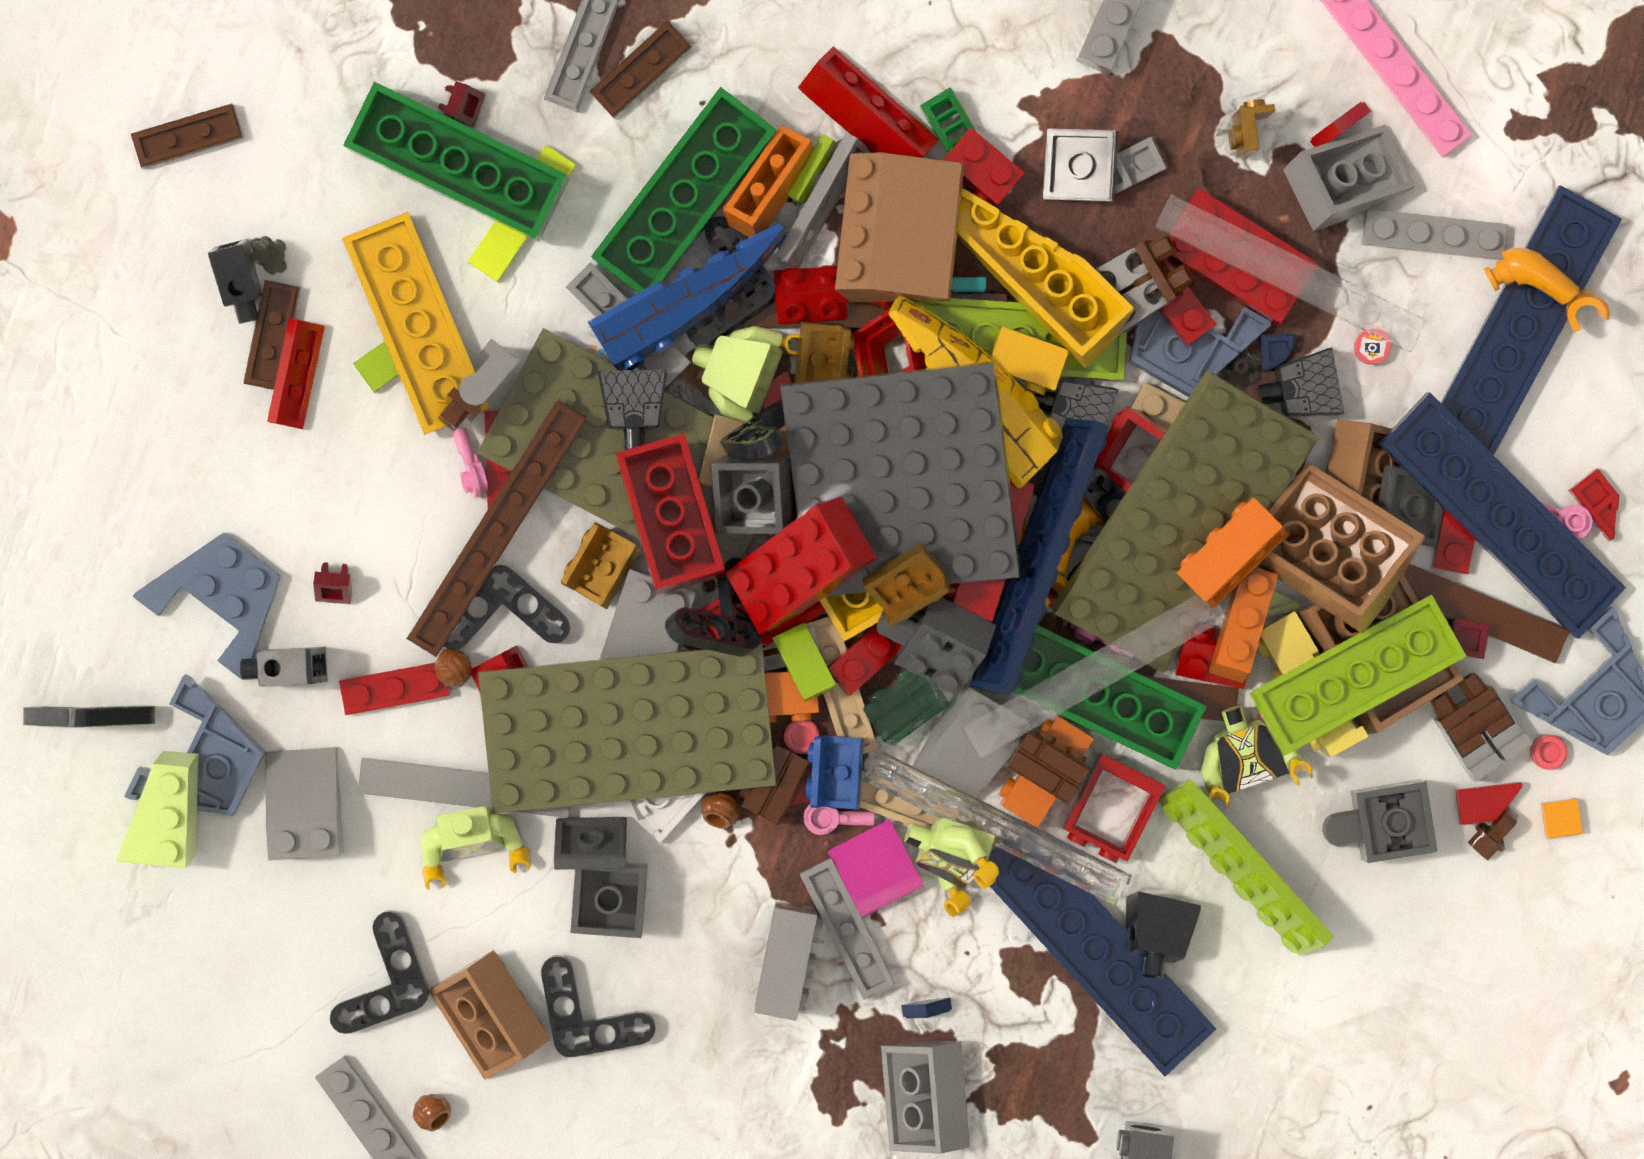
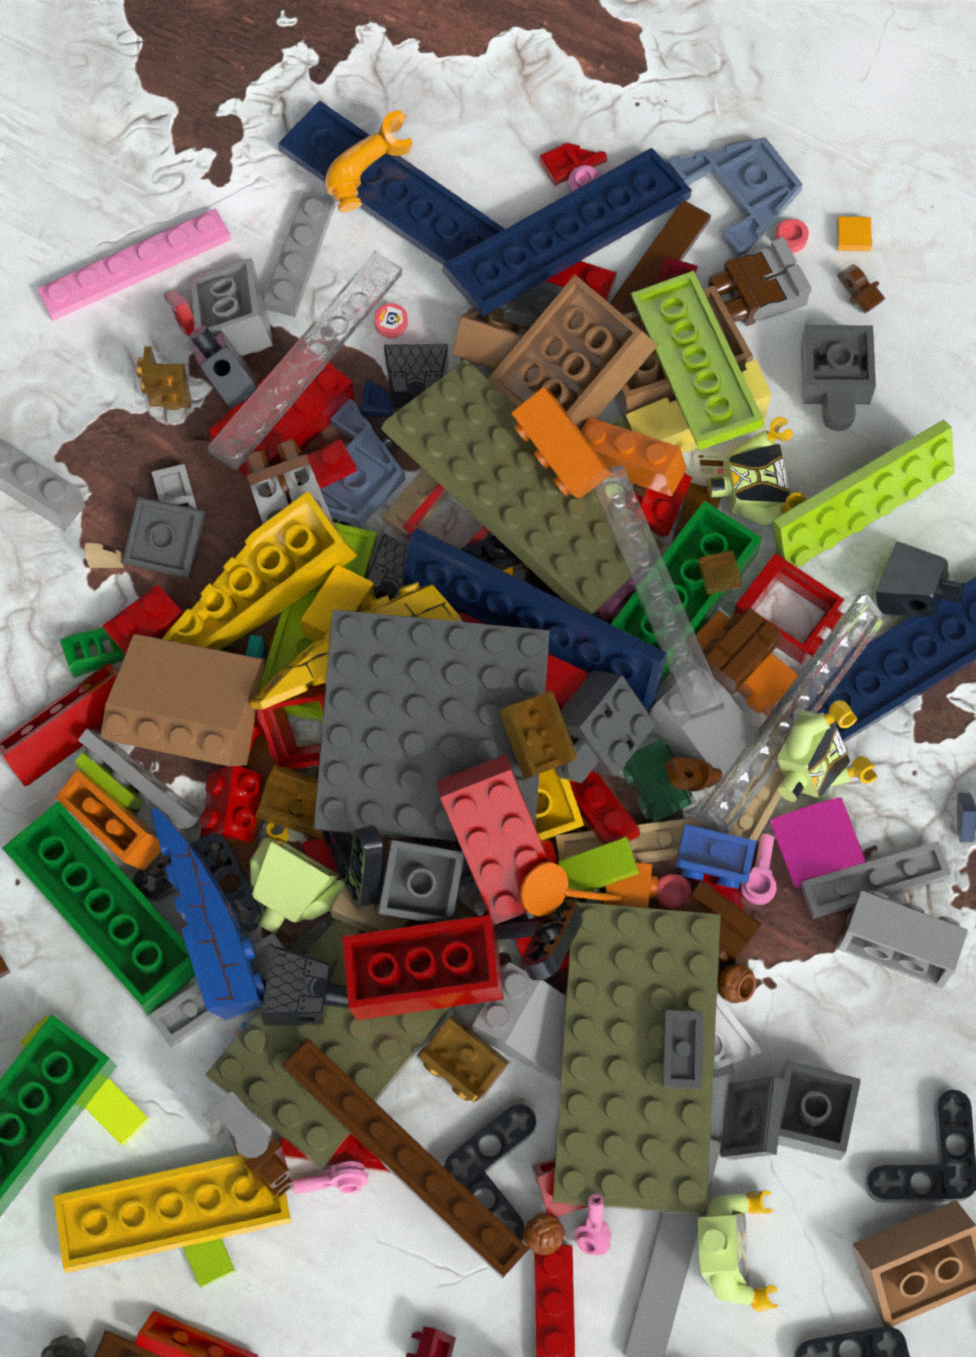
camera: 80 degrees left, 20 degrees down
(462, 713) = (594, 1235): none -> bright pink plate
(633, 769) = (682, 1050): none -> dark grey plate
(764, 620) = (547, 887): none -> orange piece
(911, 742) = (692, 774): none -> reddish brown piece
(1050, 103) = (102, 558): none -> tan tile
(1127, 733) = (719, 572): none -> clear orange tile
(1280, 179) = (223, 365): none -> black torso
(1485, 802) = (830, 293): red tile -> none

